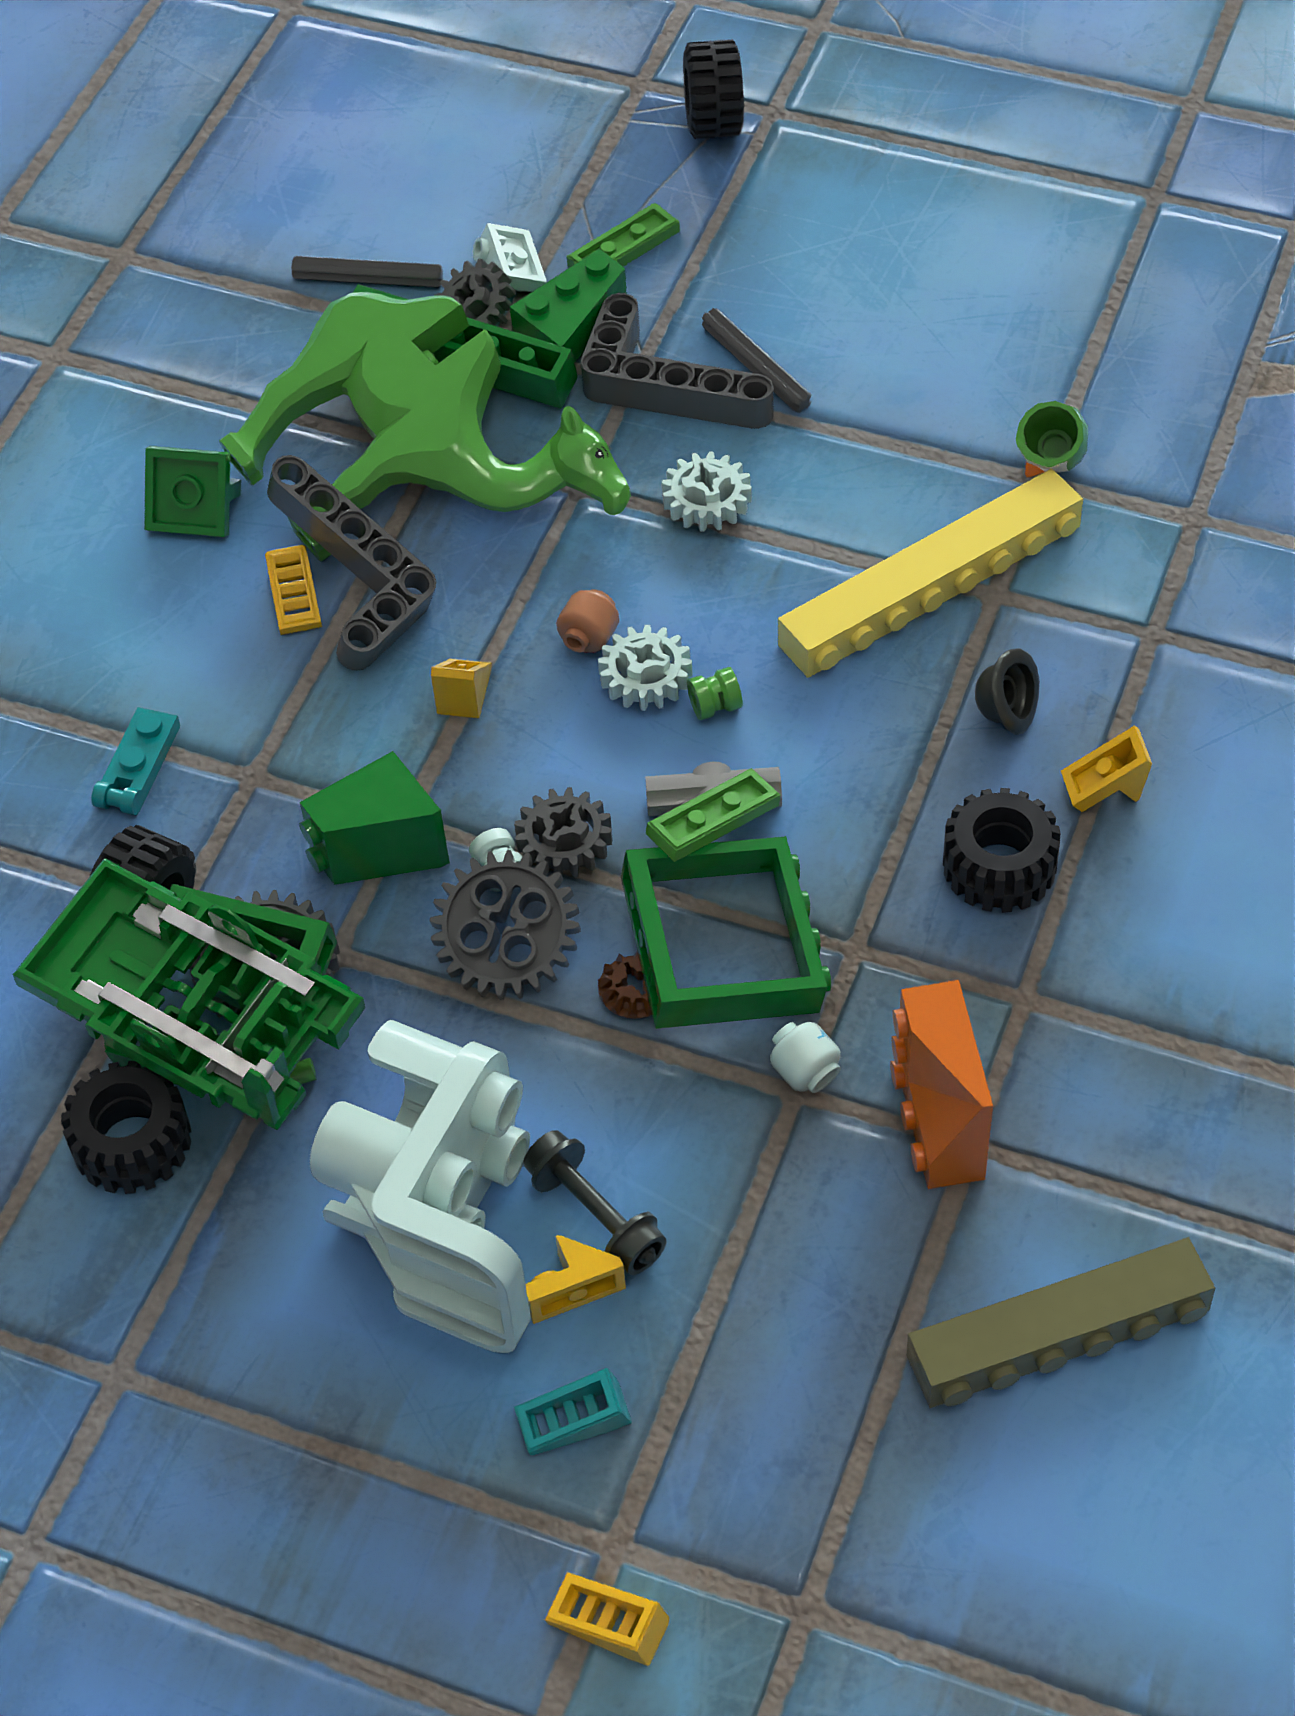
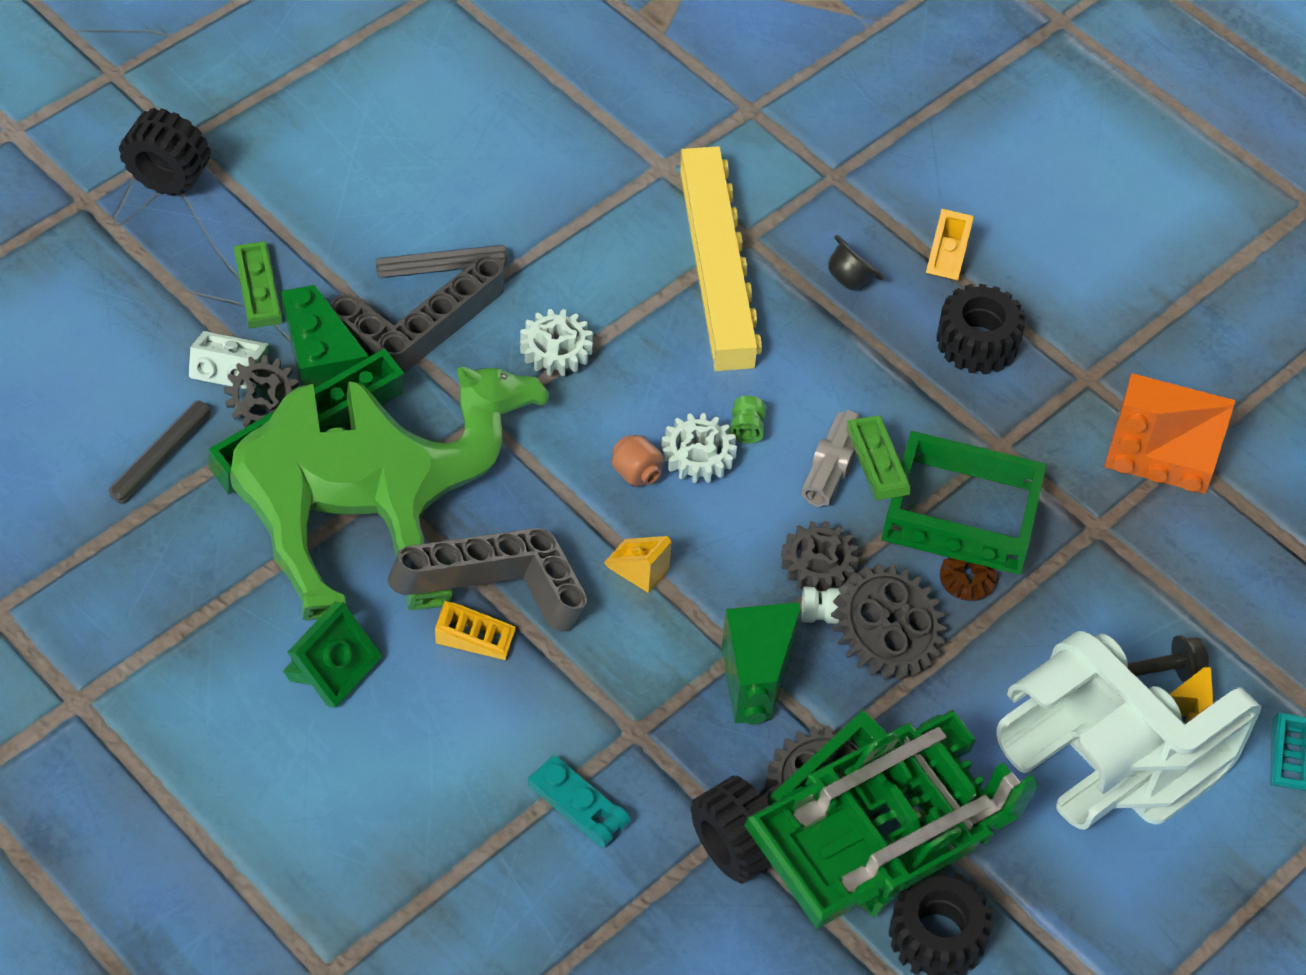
camera: 70 degrees left, 0 degrees up
(805, 1056) = (1084, 505): light aqua head -> none
(1052, 438) = (657, 135): bright green piece -> none

